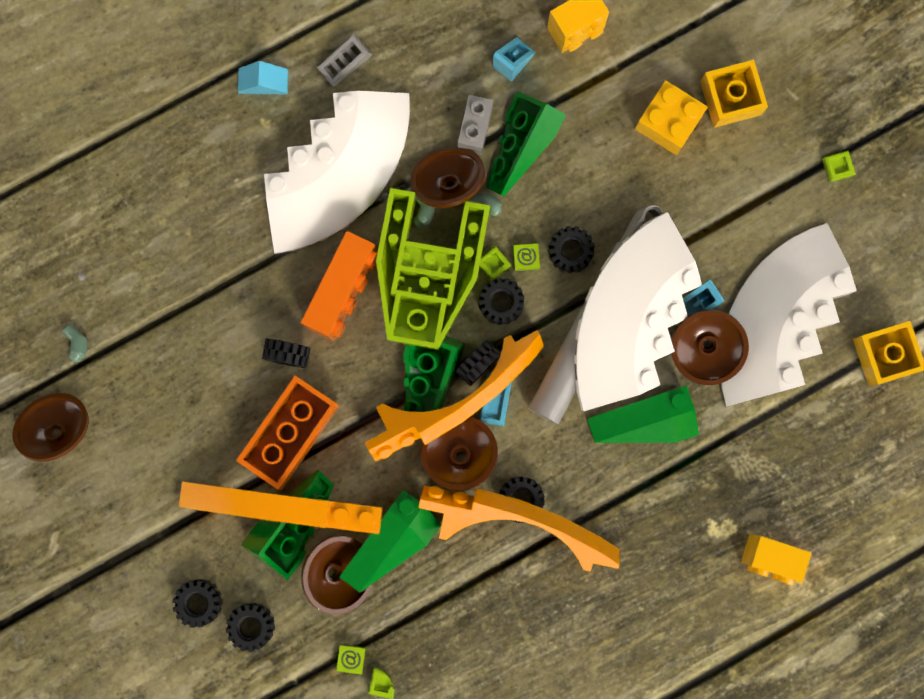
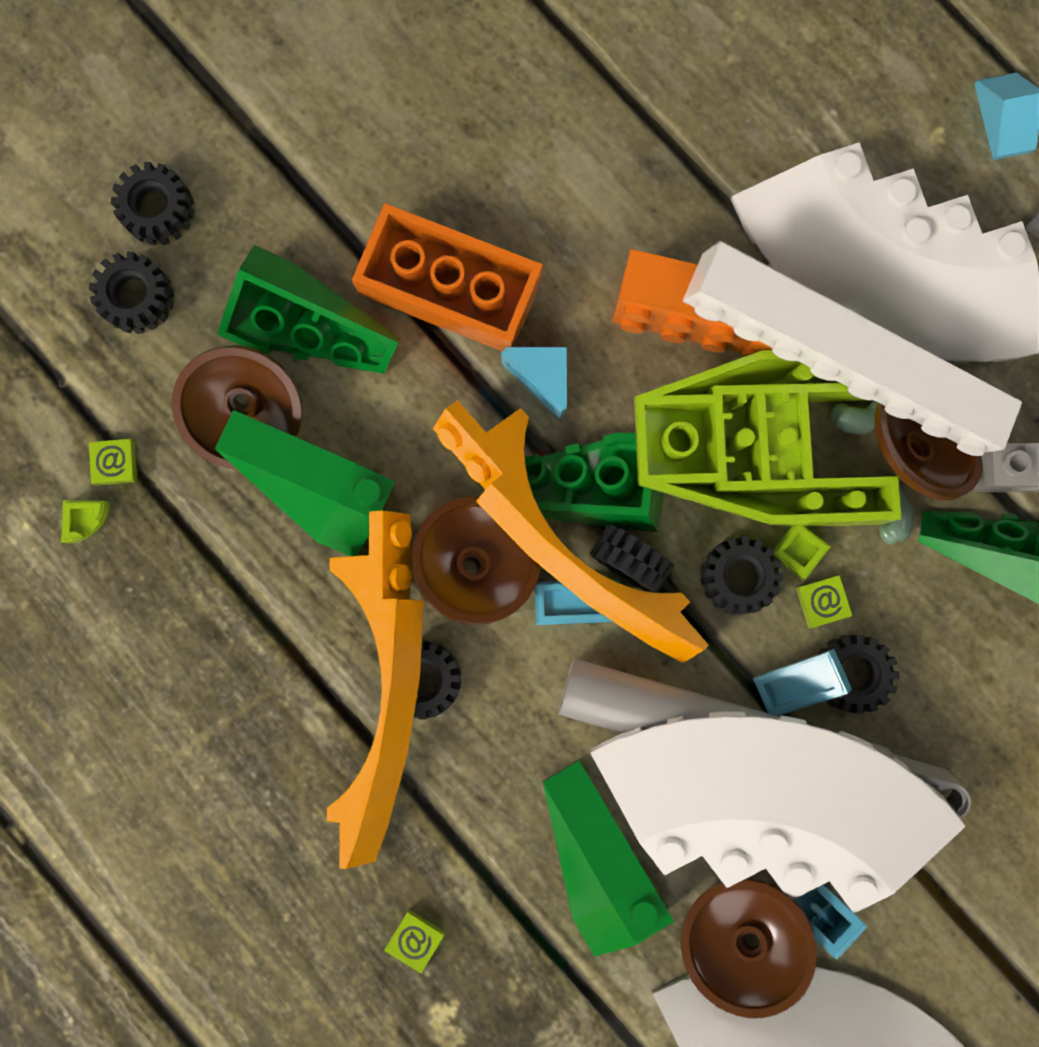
camera: 75 degrees right, 0 degrees up
(281, 507) = (322, 310): light orange slope -> none
(286, 353) = (575, 245): black tyre -> none
(356, 389) = (542, 373): none -> medium azure slope
(389, 212) = (850, 350): none -> white brick
(570, 281) = (802, 683): none -> medium azure tile
(669, 536) = (414, 941): none -> lime tile

